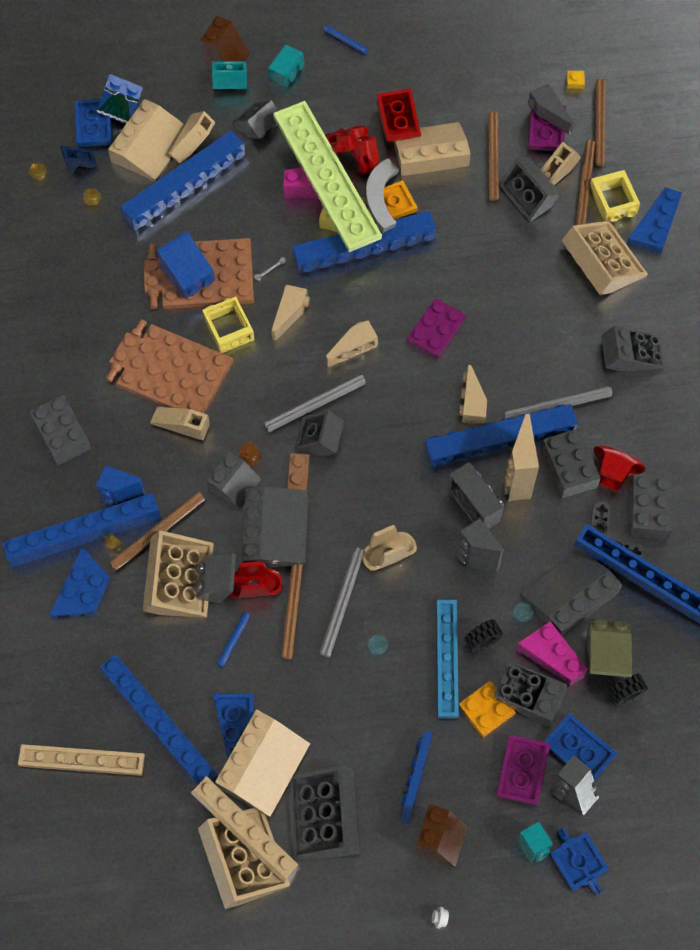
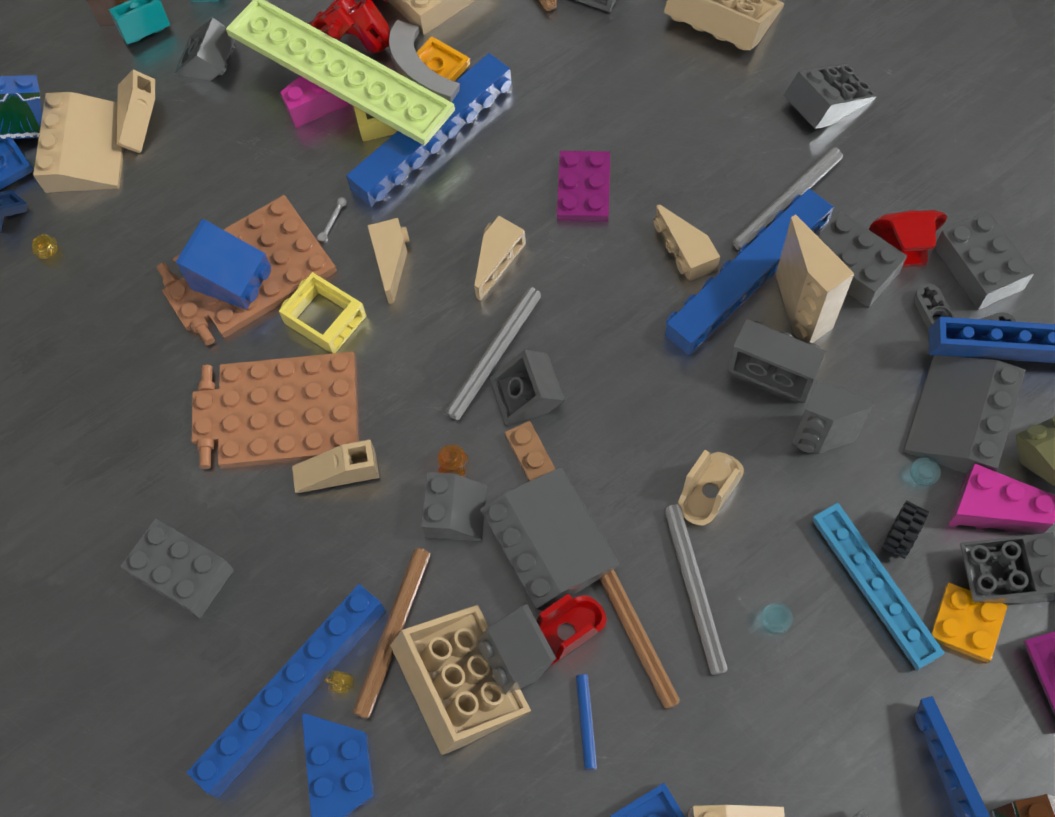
camera: 25 degrees left, 0 degrees up
(118, 487) = (307, 601): blue slope -> none
(182, 180) = (153, 169): blue brick -> none

